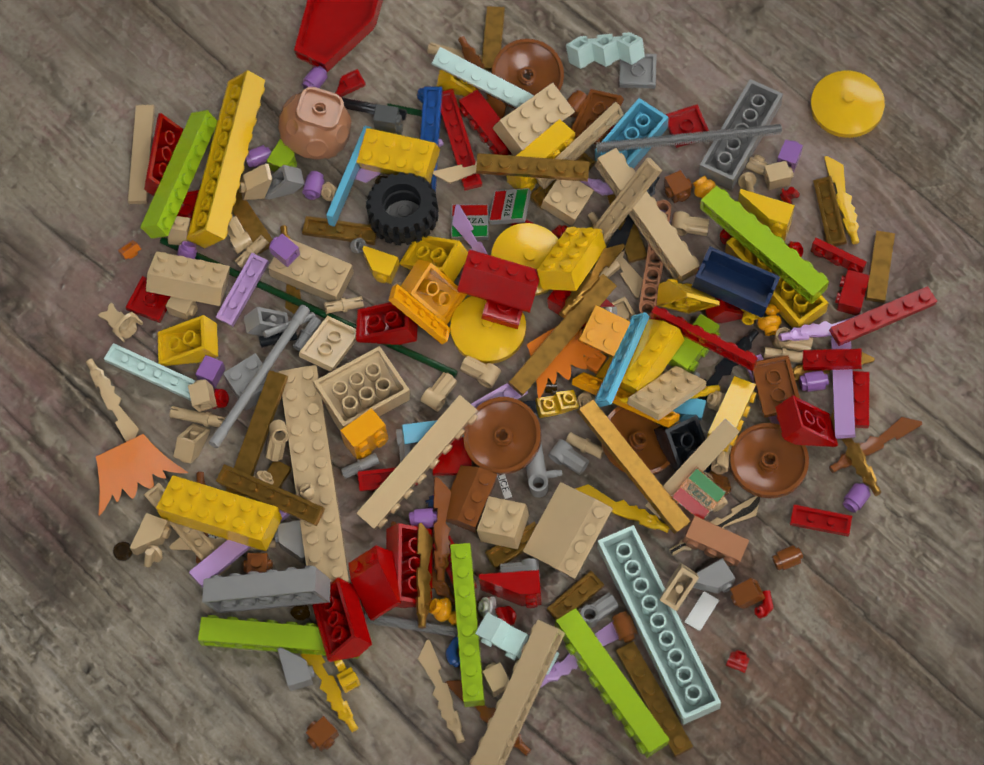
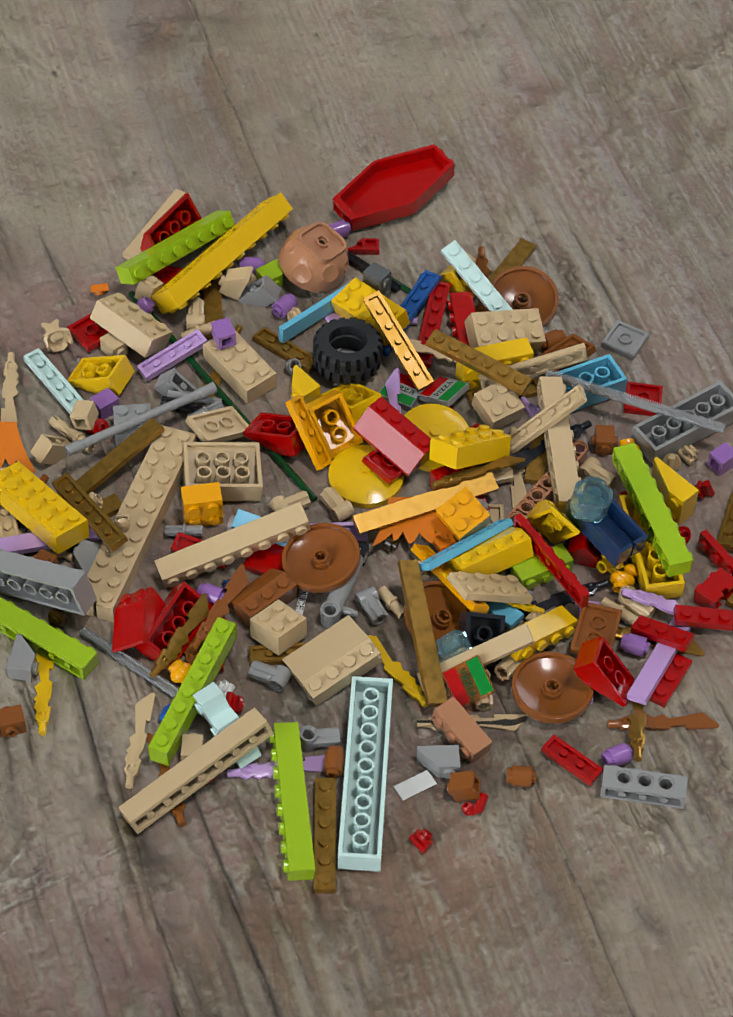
camera: 20 degrees right, 15 degrees down
(276, 441) = (123, 477): tan piece -> none
(342, 623) = (85, 636): red slope -> none
(343, 305) = (250, 403): tan pin -> none
(346, 677) = (62, 687): yellow piece -> none
(445, 178) = (398, 341): none -> plate
(516, 587) = (256, 681): red slope -> none
(558, 404) = (384, 560): yellow slope -> none
(576, 595) = (317, 717): pearl gold tile -> none
(605, 49) = (603, 308): light aqua brick -> none
(667, 466) = (453, 644): none -> clear light blue brick
(679, 586) = (401, 744): tan slope -> none
(718, 270) = (590, 499): none -> clear light blue brick
(722, 480) = (500, 688): clear orange arm -> none
(778, 175) = (702, 468): tan brick -> none
(867, 529) = (651, 794): none -> light grey brick

